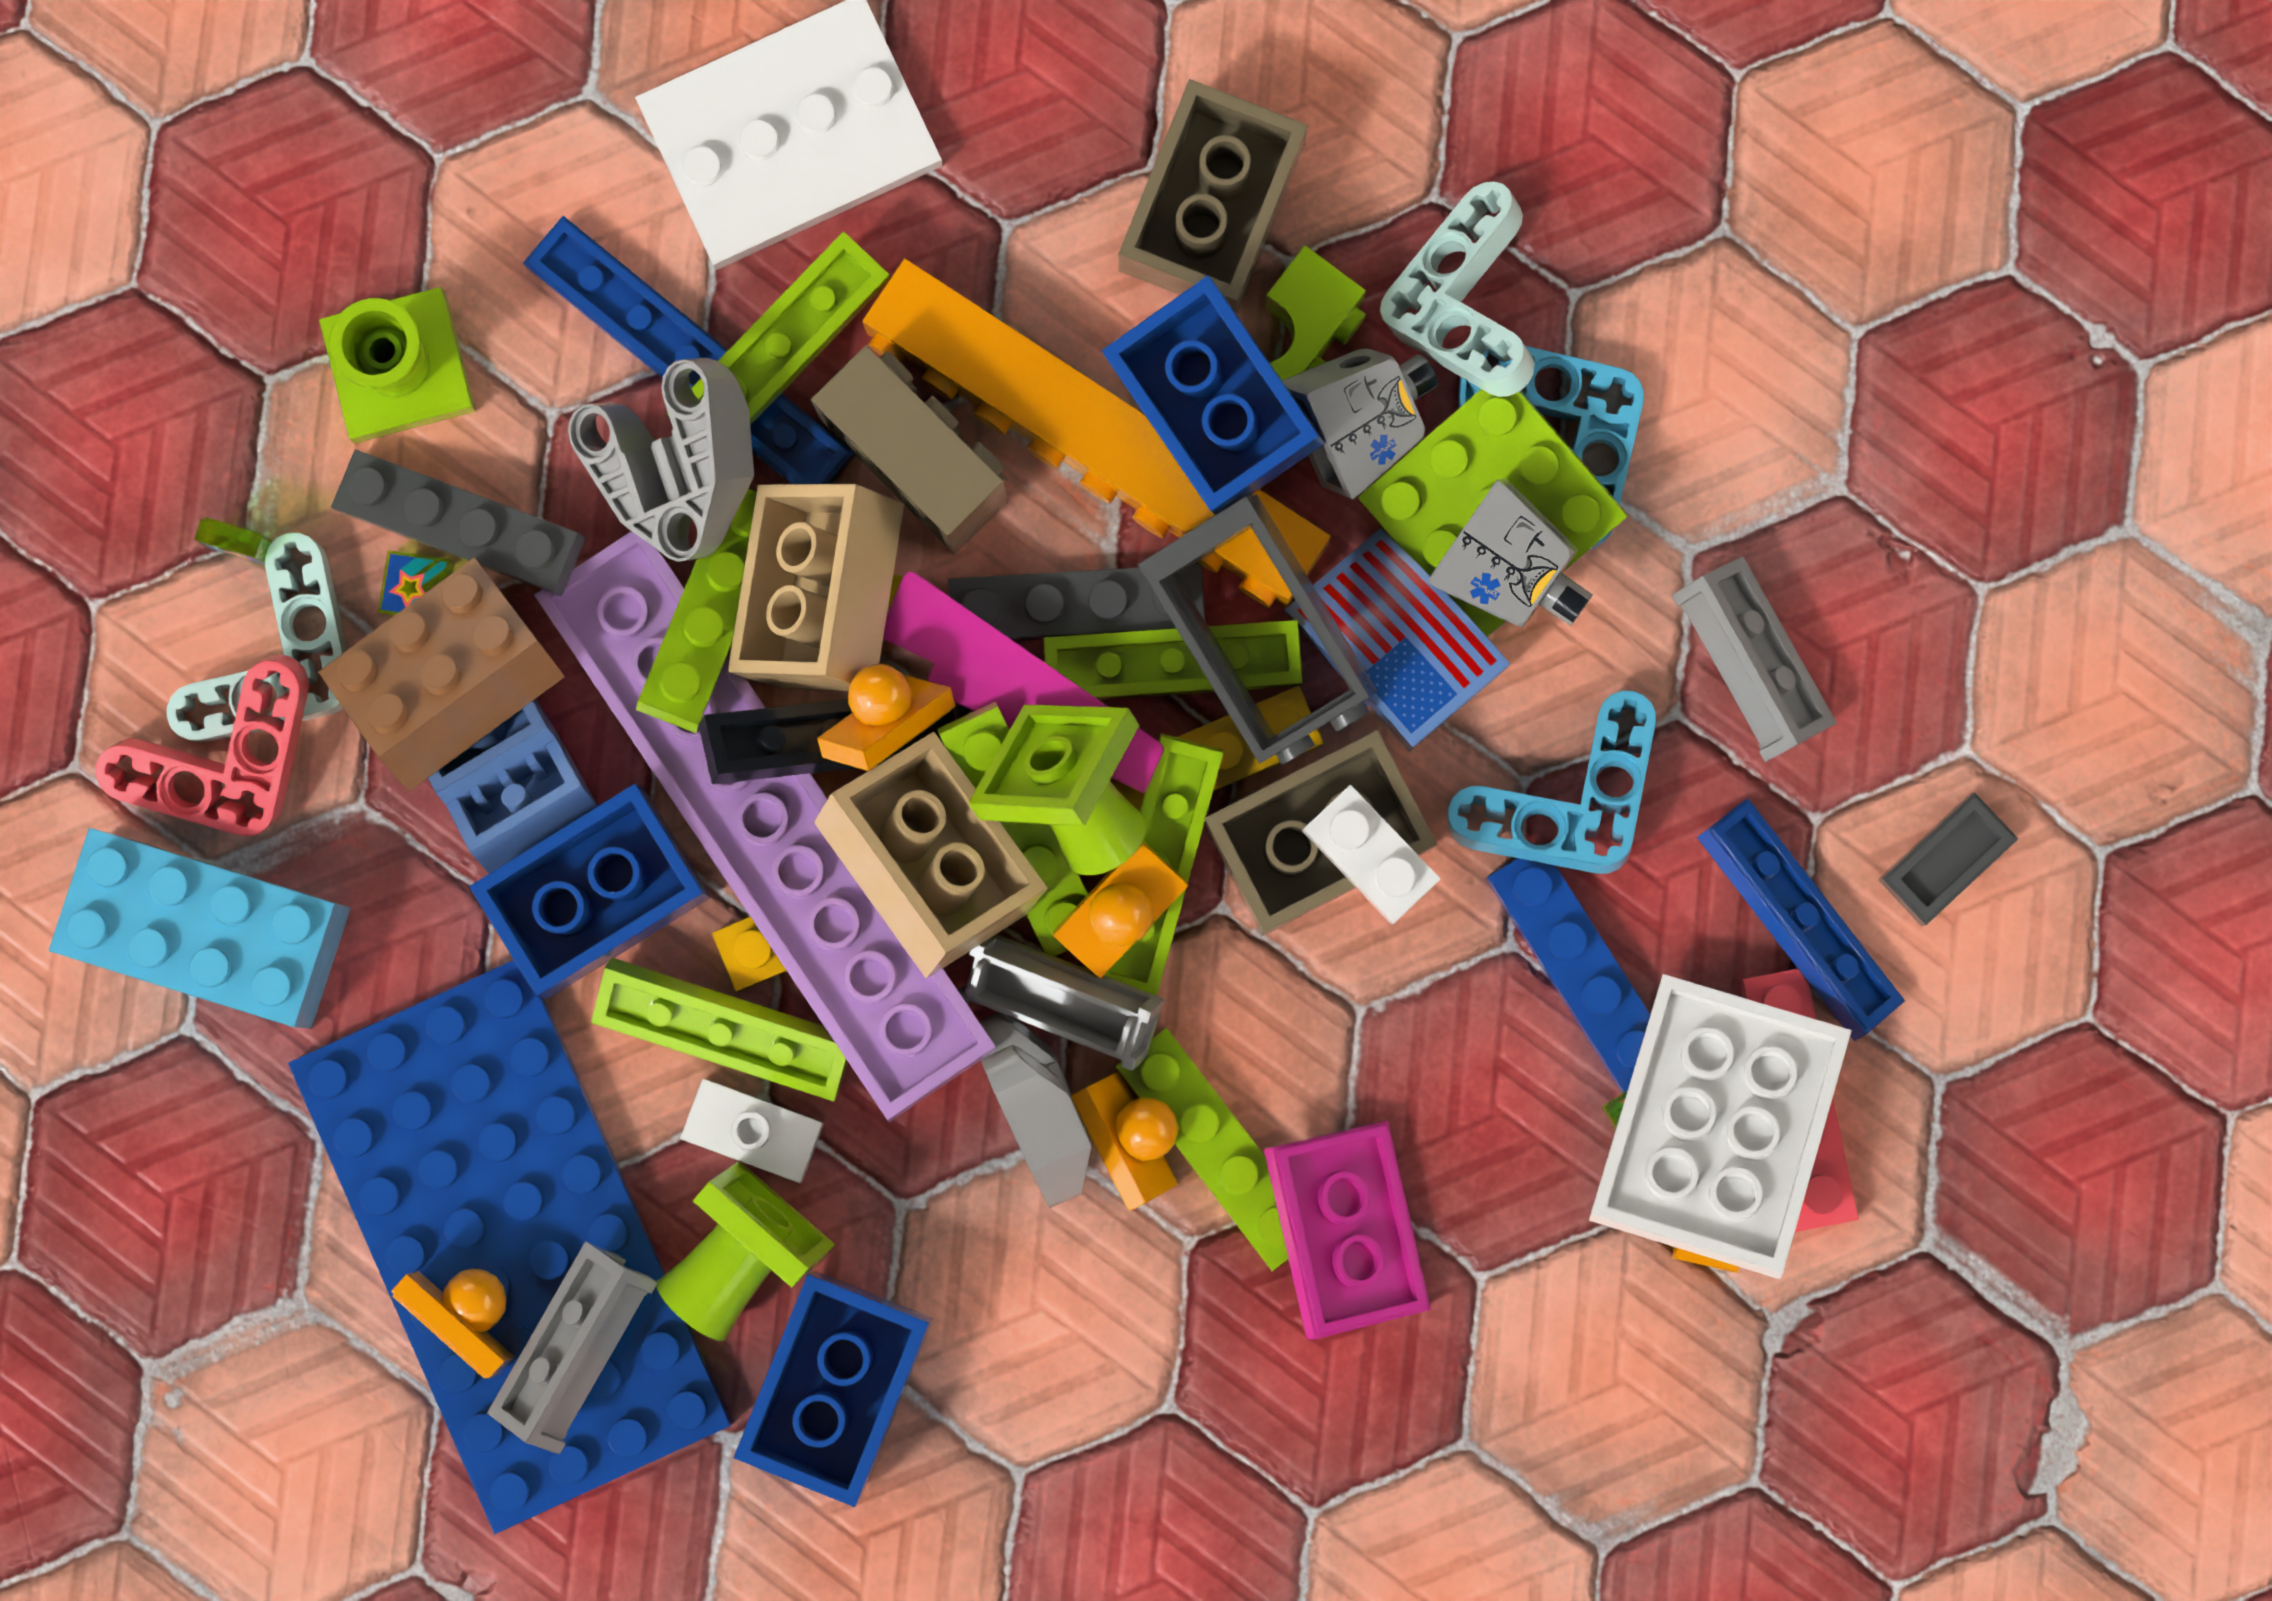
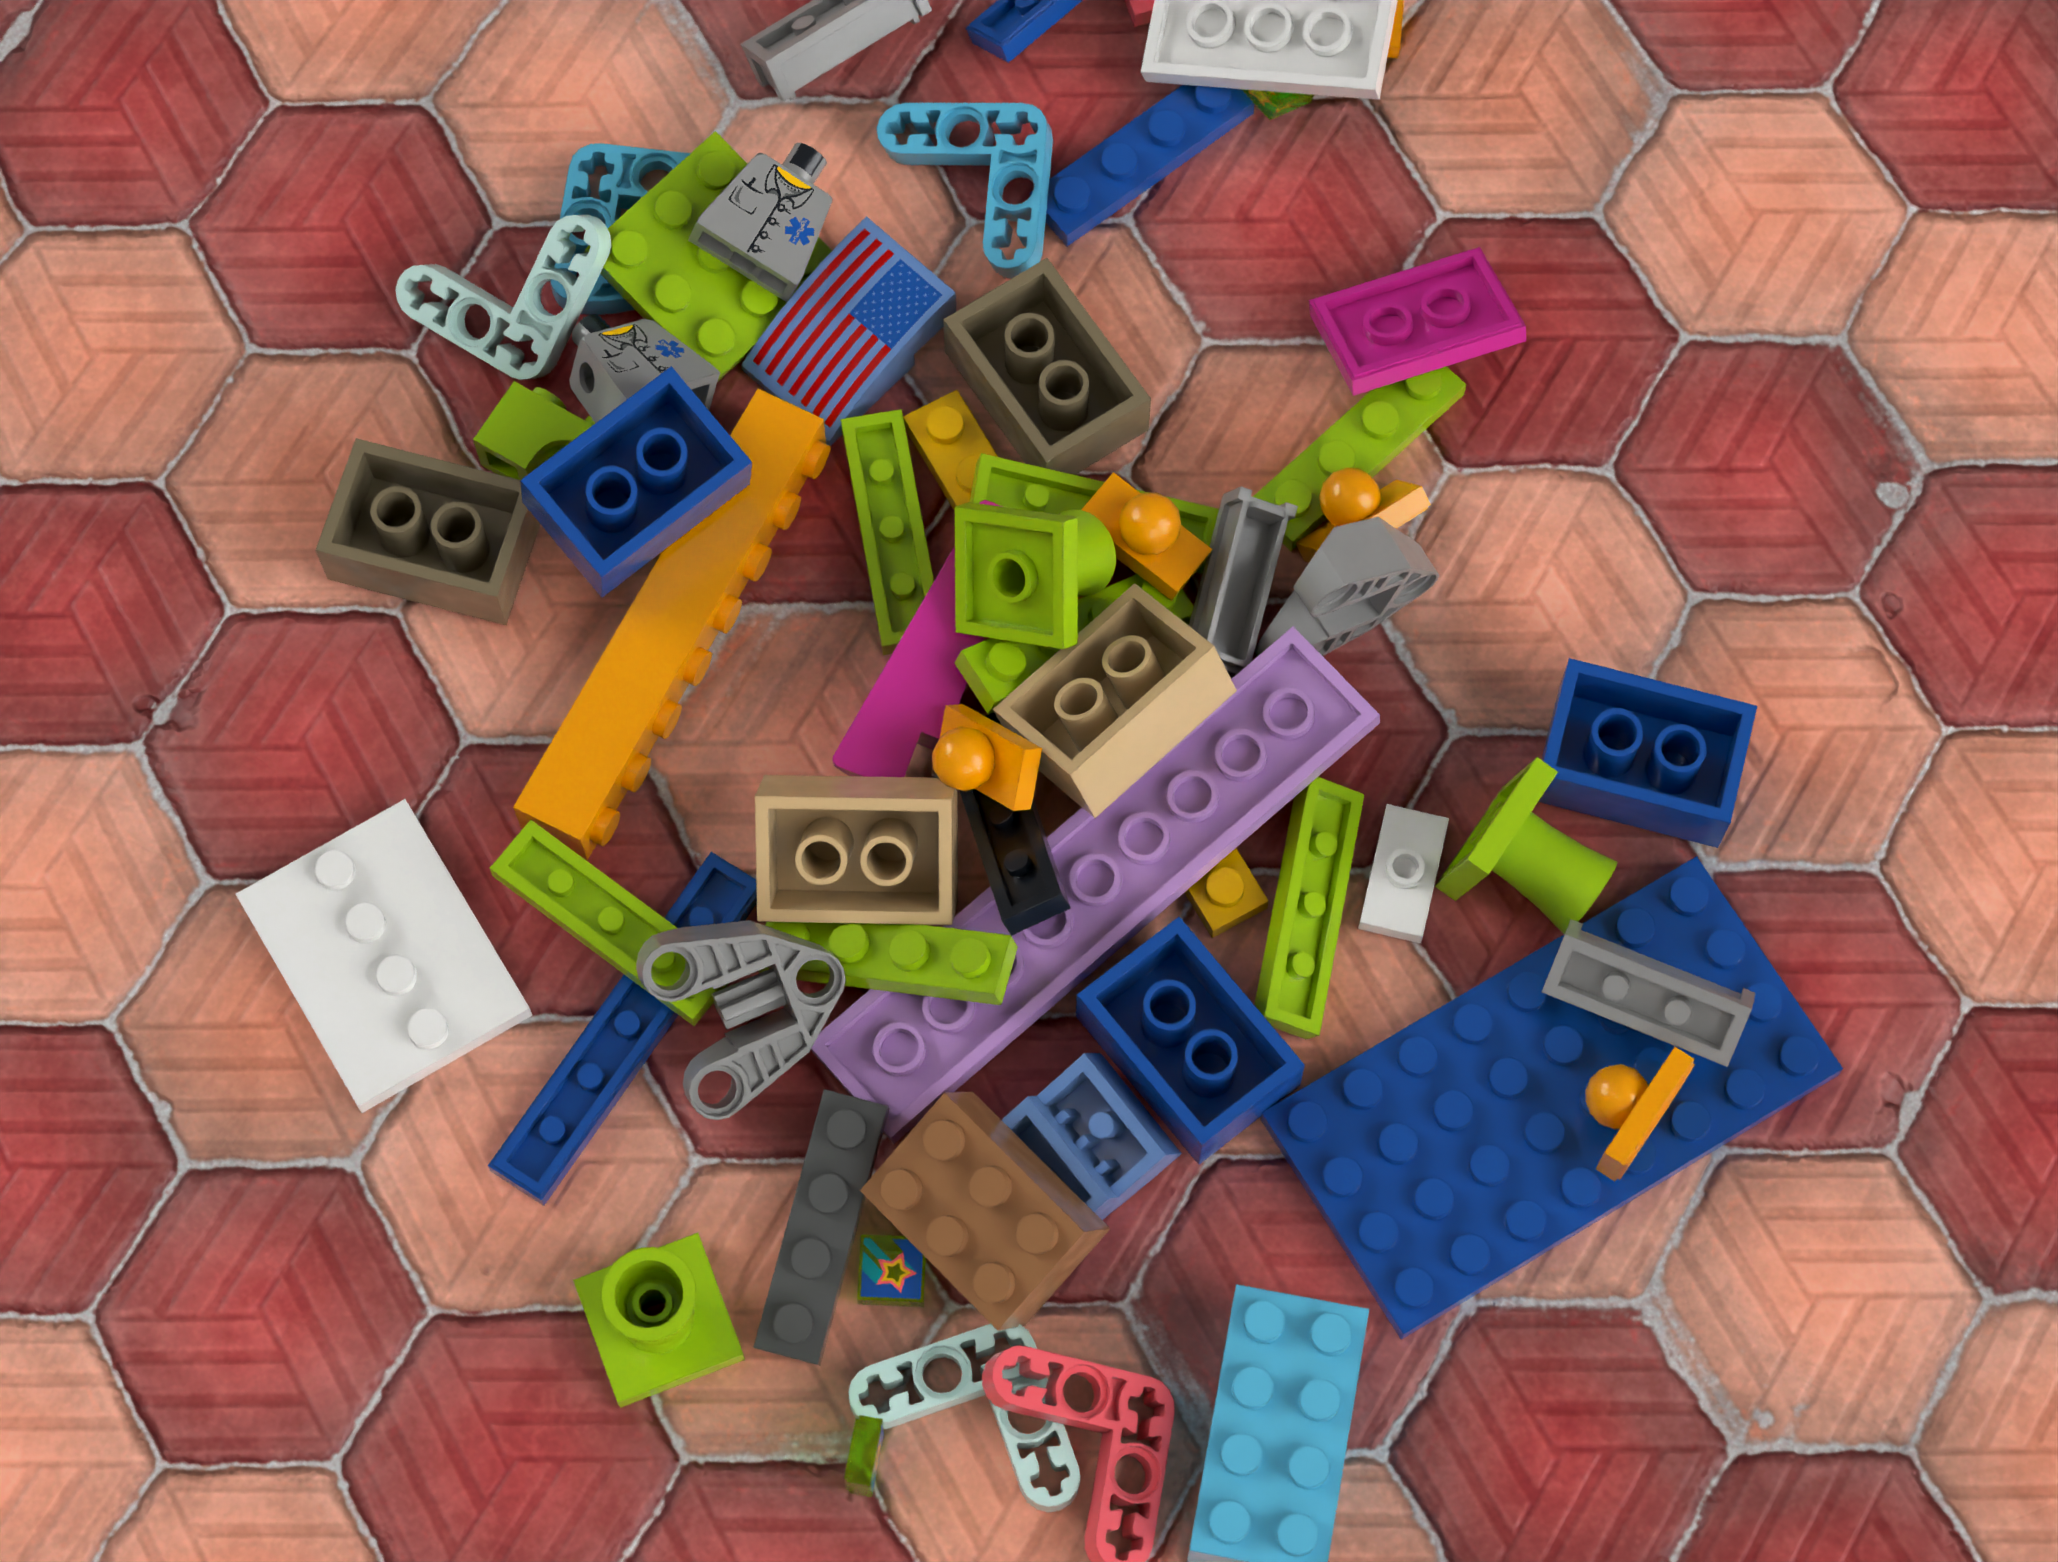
camera: 100 degrees left, 15 degrees down
(912, 447) = (706, 775): dark tan brick -> none
(1071, 602) = (839, 613): dark grey plate -> none
(1161, 574) = (779, 488): dark grey window -> none
(1371, 854) = (1064, 308): white plate -> none

